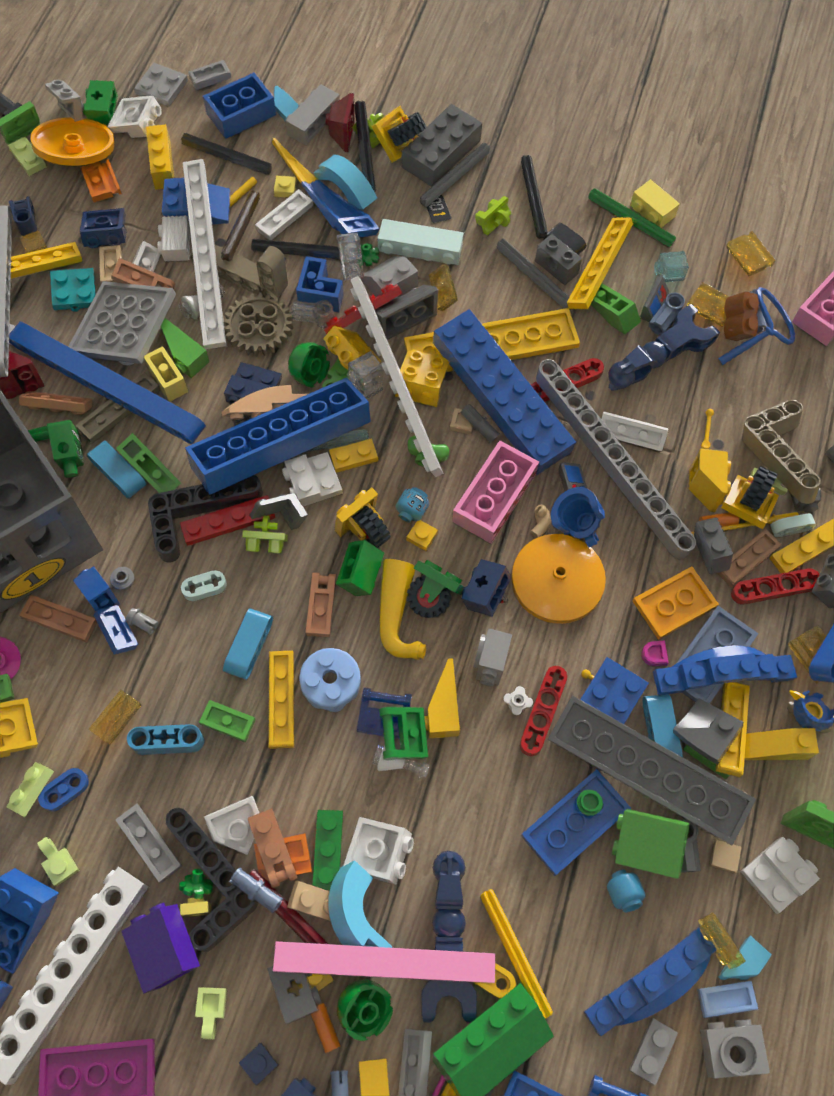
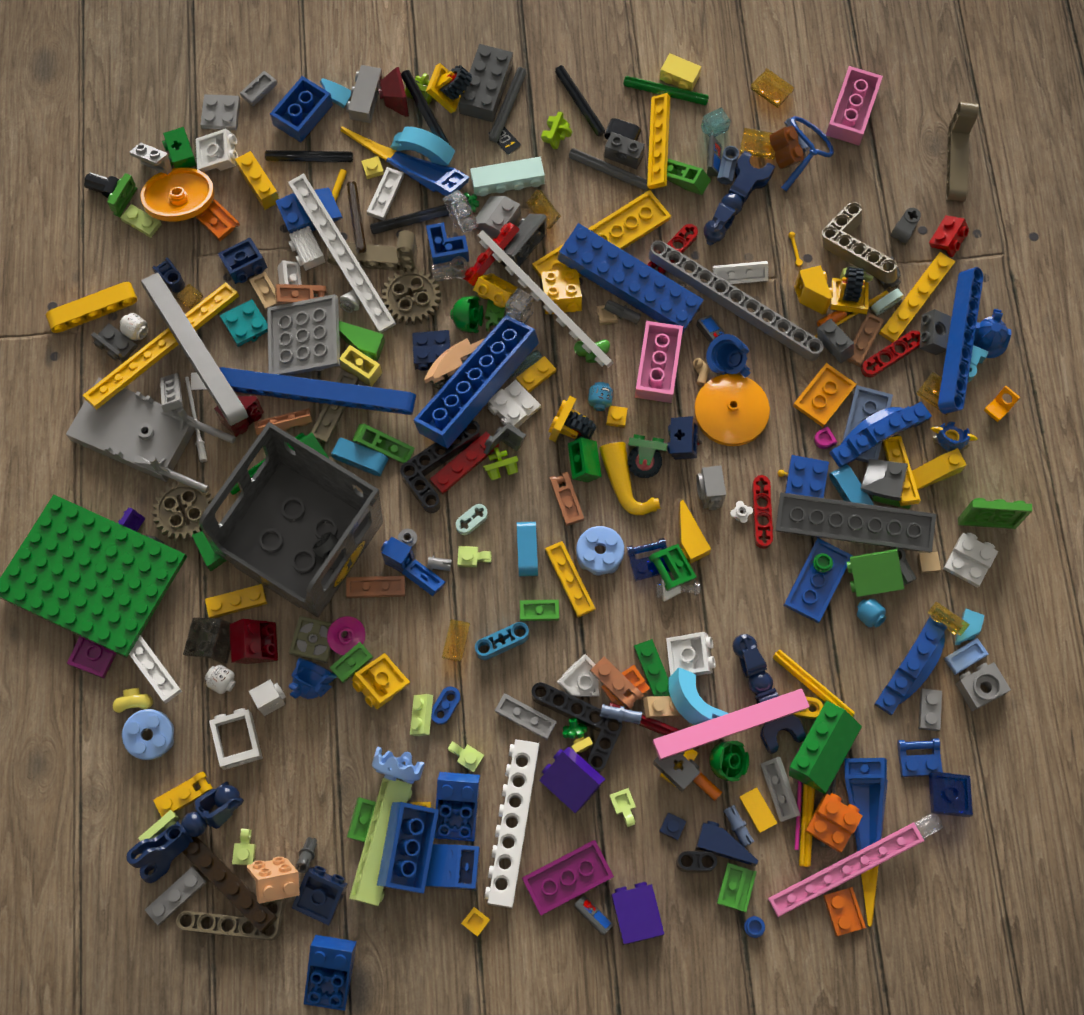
camera: 20 degrees left, 5 degrees up
(182, 626) = (469, 556): none -> yellowish green plate

